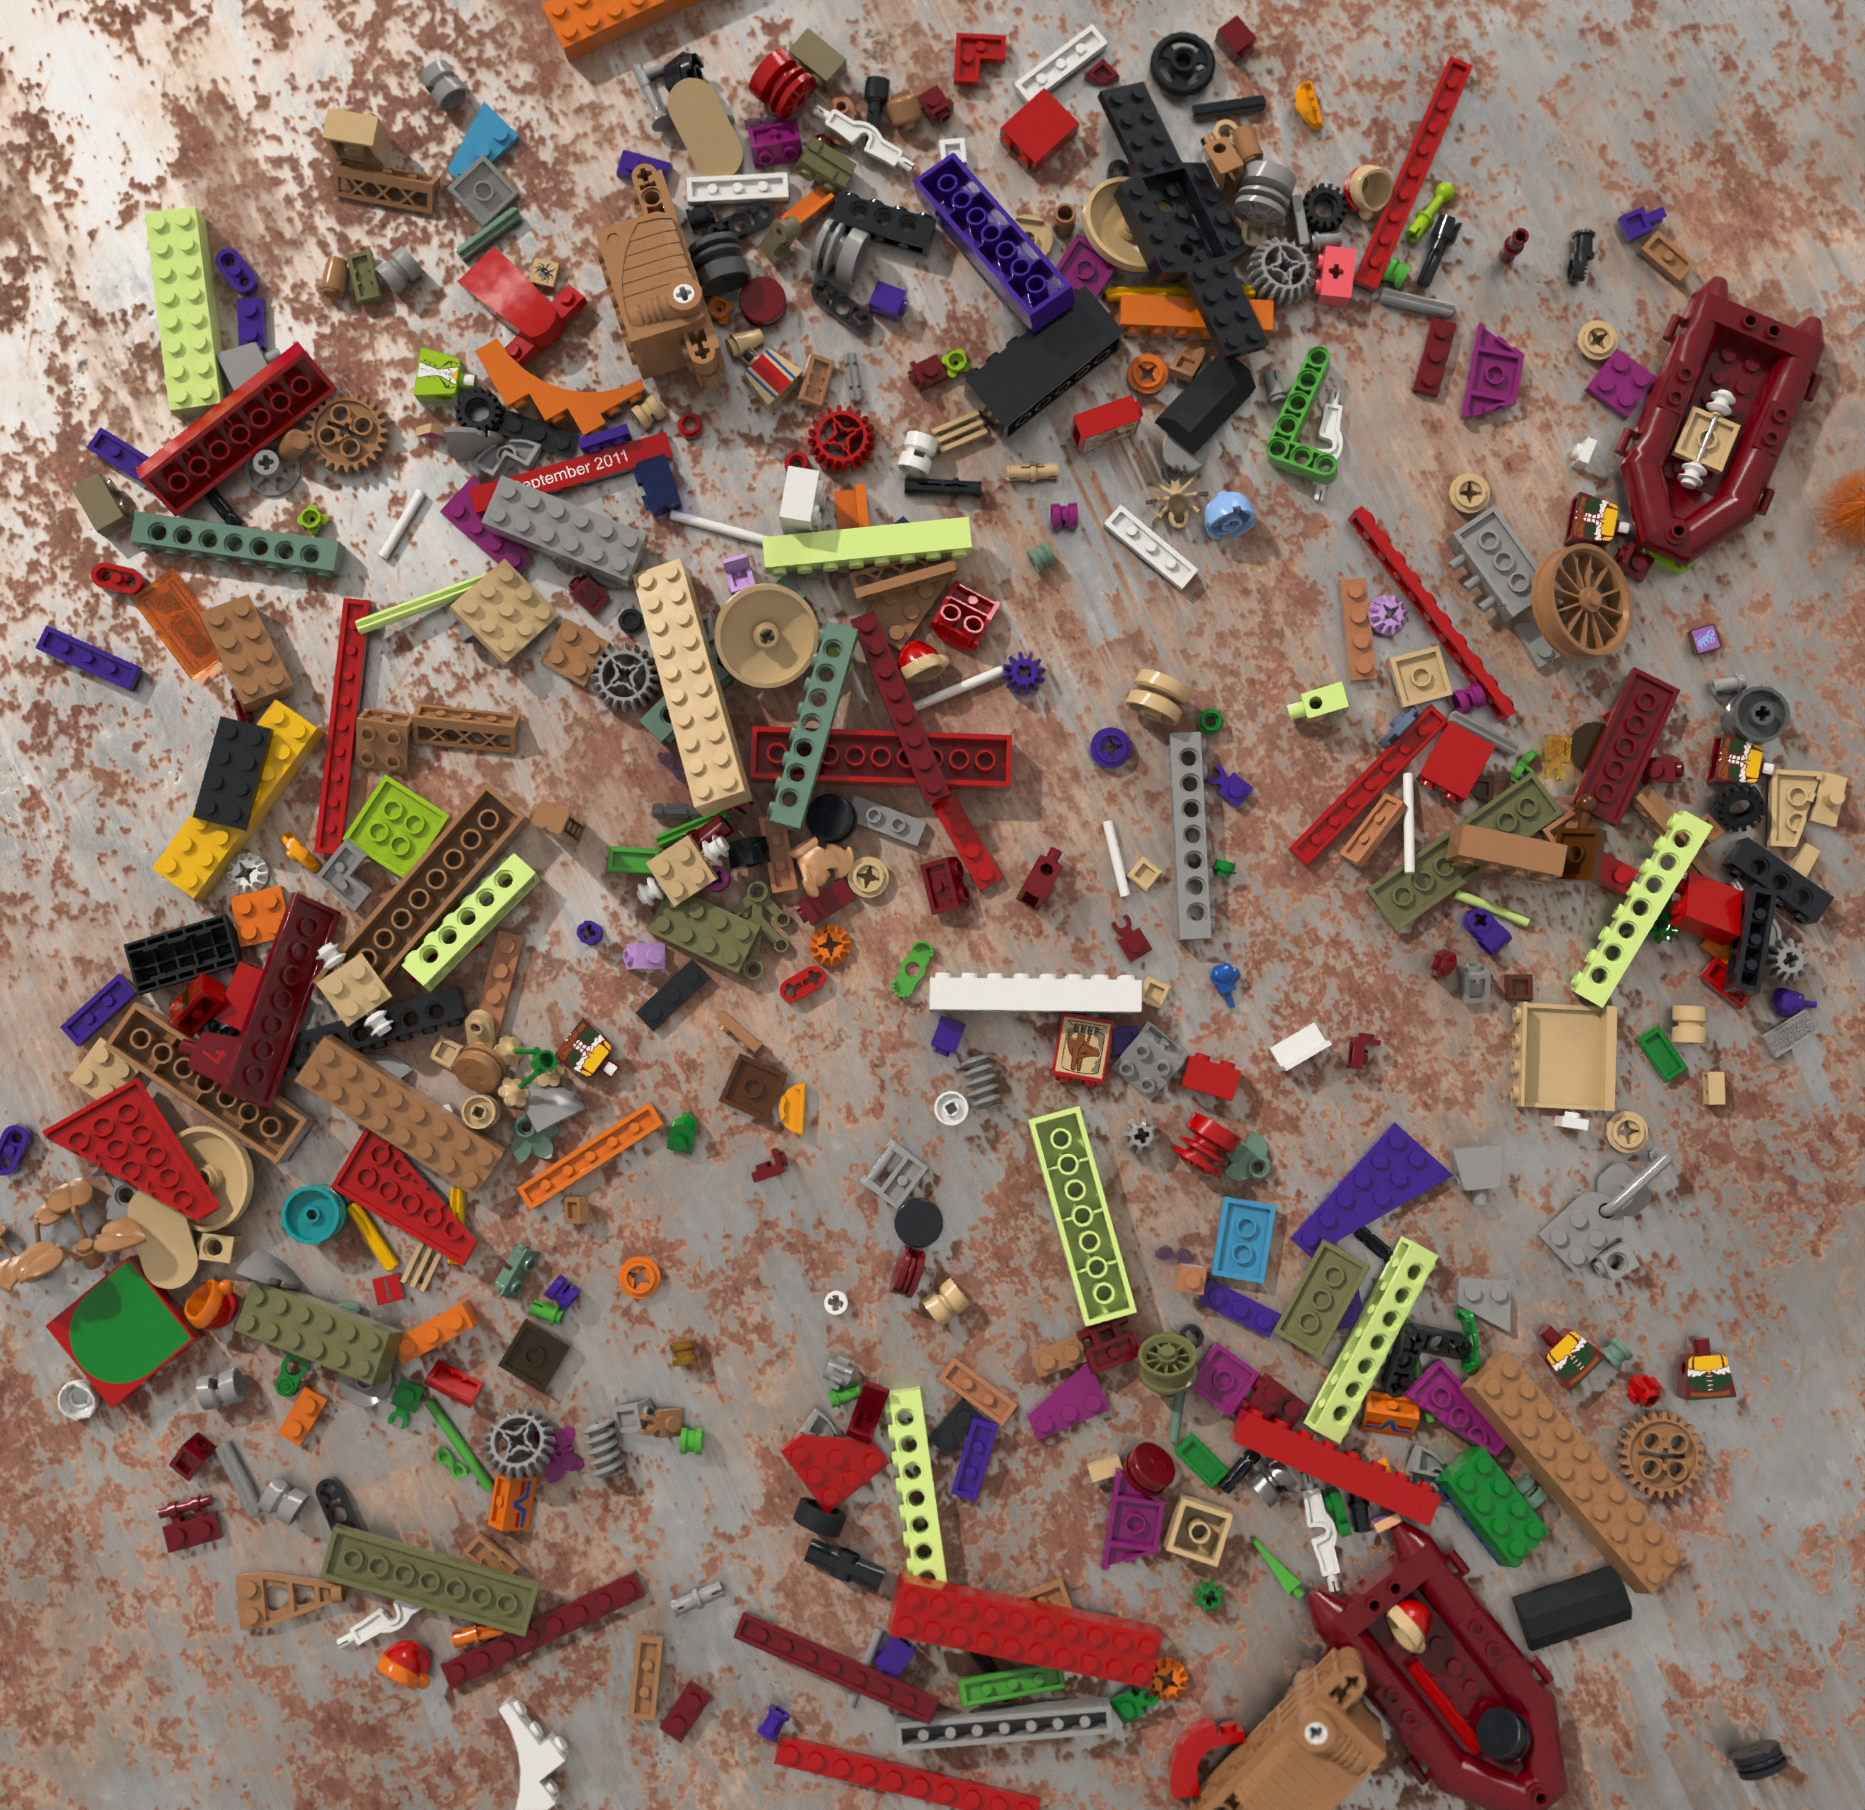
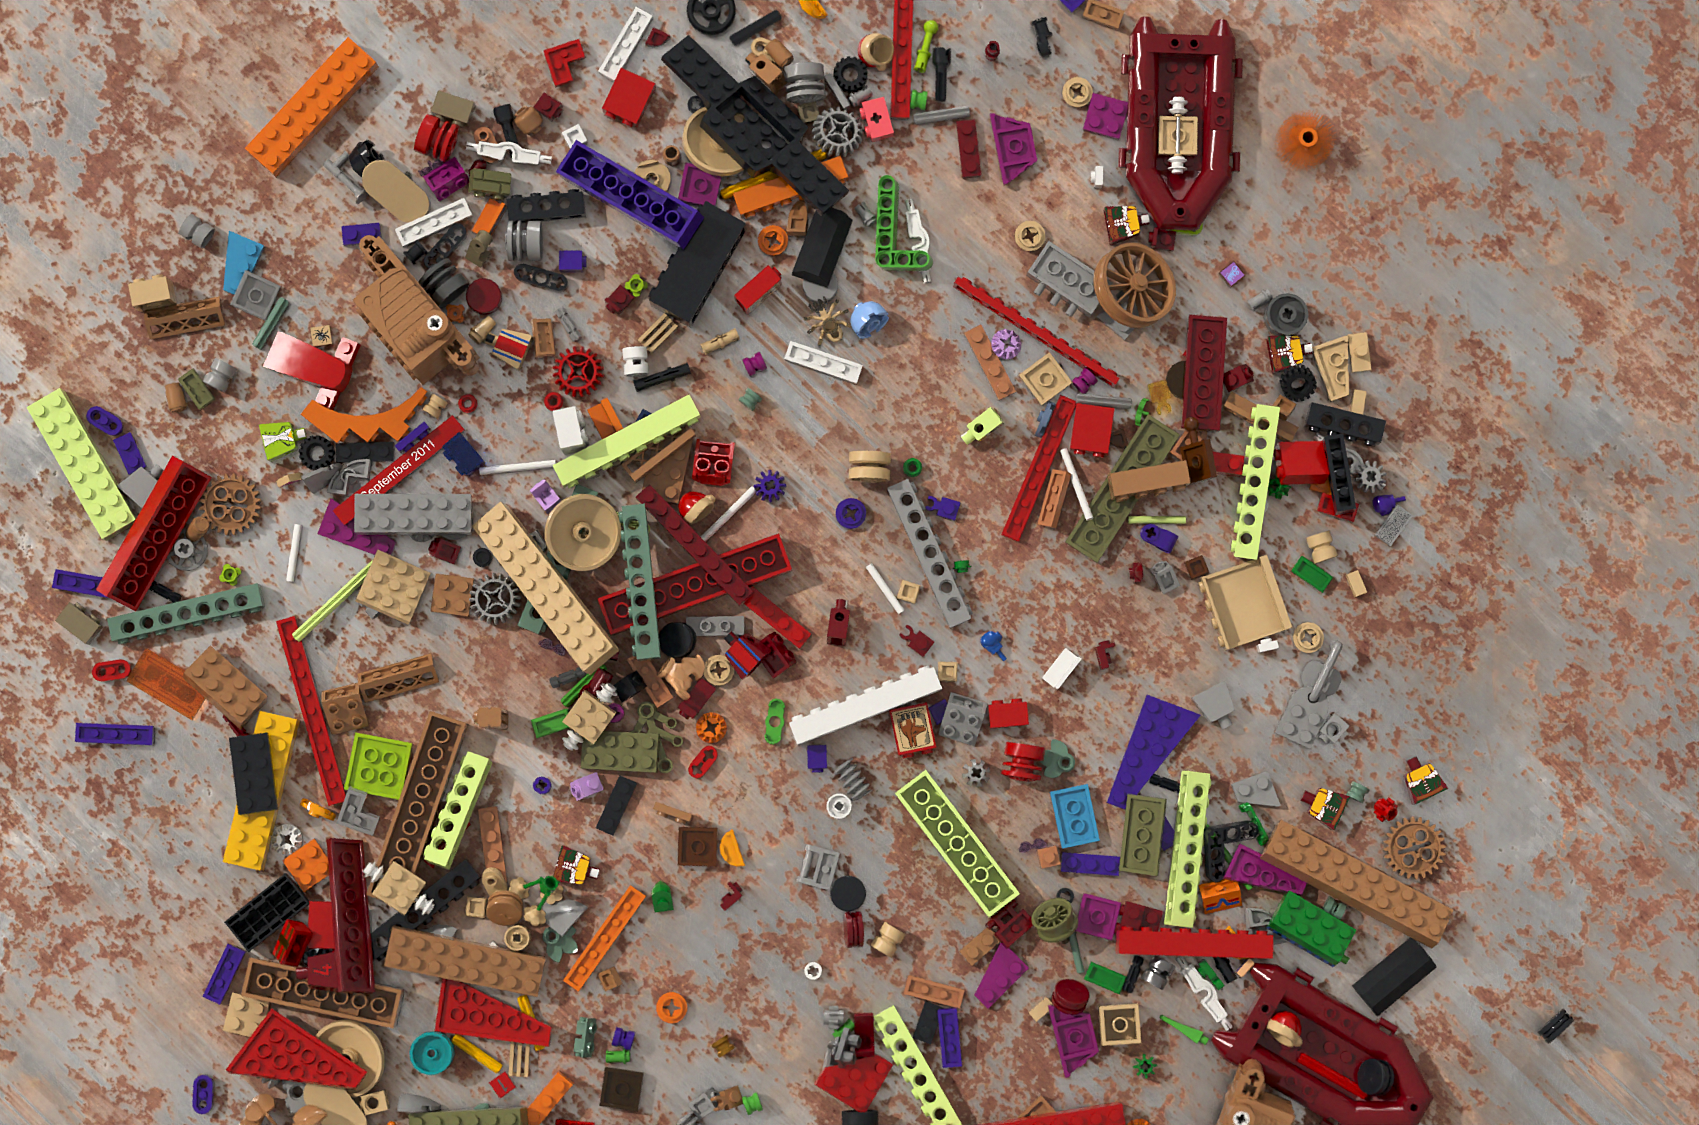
camera: 20 degrees left, 0 degrees up
(831, 1418) = (841, 1048): none -> flat silver hips
(910, 869) = (745, 653): none -> torso

